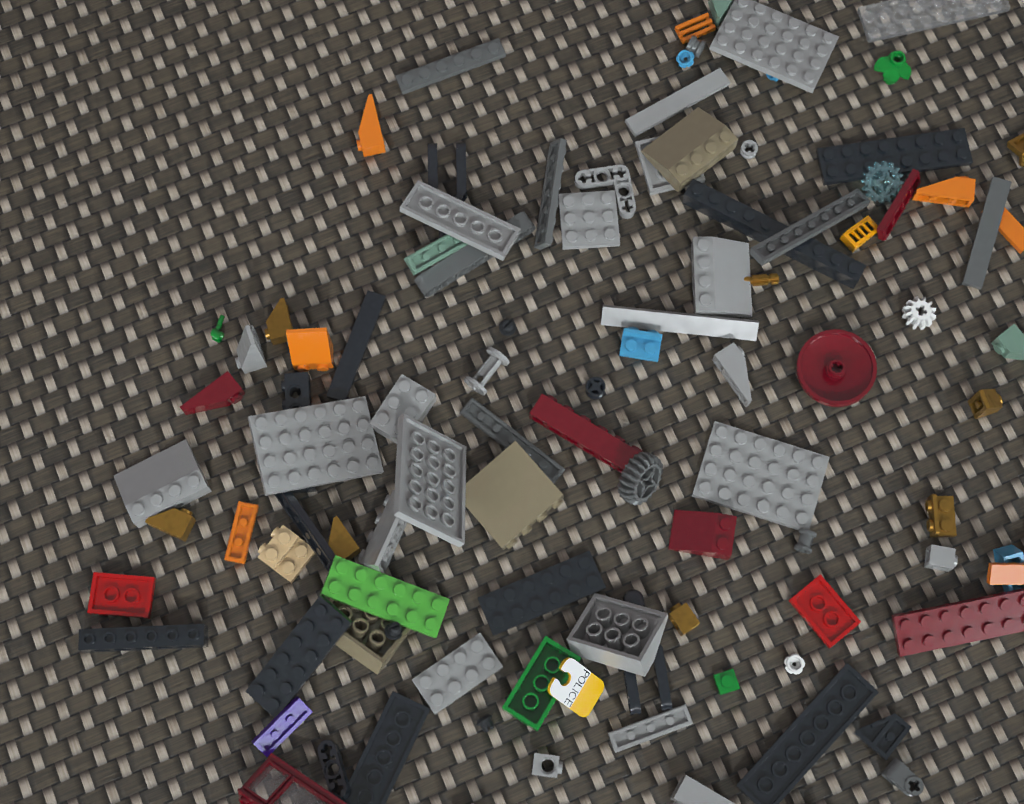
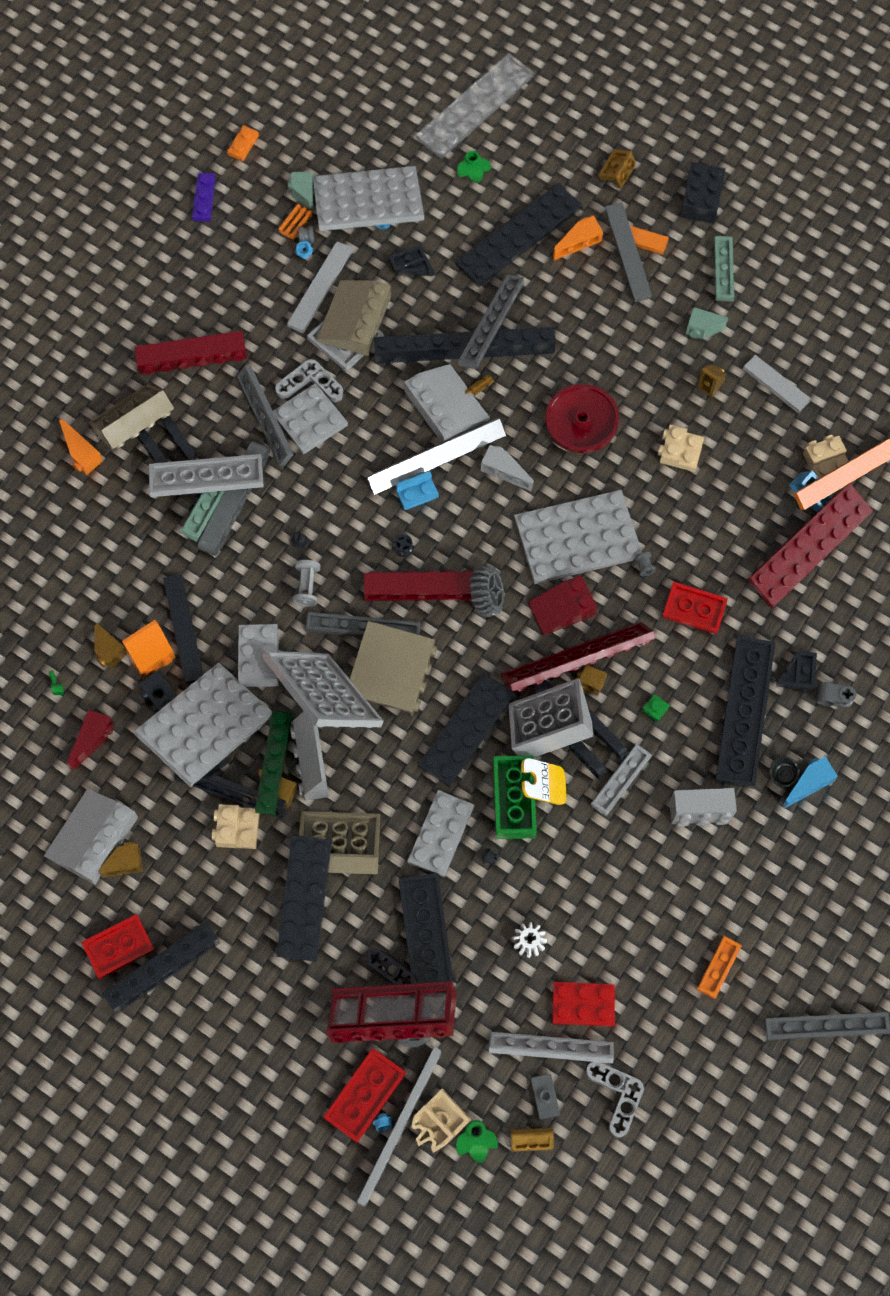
camera: 35 degrees left, 5 degrees down
(241, 532) = (186, 834): orange tile -> none
(249, 351) = (97, 680): light grey wedge -> none
(281, 726) = (326, 964): plate -> none
(351, 518) = (273, 763): none -> dark green plate
(385, 596) = (343, 807): bright green plate -> none
(393, 631) = (368, 829): black piece -> none
(432, 126) = (131, 416): none -> slope
(450, 66) = (111, 362): dark grey plate -> none
(522, 98) = (190, 352): none -> dark red brick
(537, 768) = (556, 866): light grey brick -> none
(684, 590) = (576, 656): none -> dark red plate
(749, 144) = (405, 295): light grey bush -> none
(775, 126) = (411, 262): none -> black wing
(799, 664) = (698, 657): white plate -> none
(850, 243) = (529, 318): light orange slope -> none
(882, 173) = (531, 261): clear light blue gear -> none
(898, 205) = (547, 268): dark red tile -> none
(912, 451) = (680, 448): none -> tan plate
(926, 313) = (617, 341): white gear -> none
(940, 558) = (754, 515): light grey brick -> none
(941, 516) = (734, 484): pearl gold bracket -> none

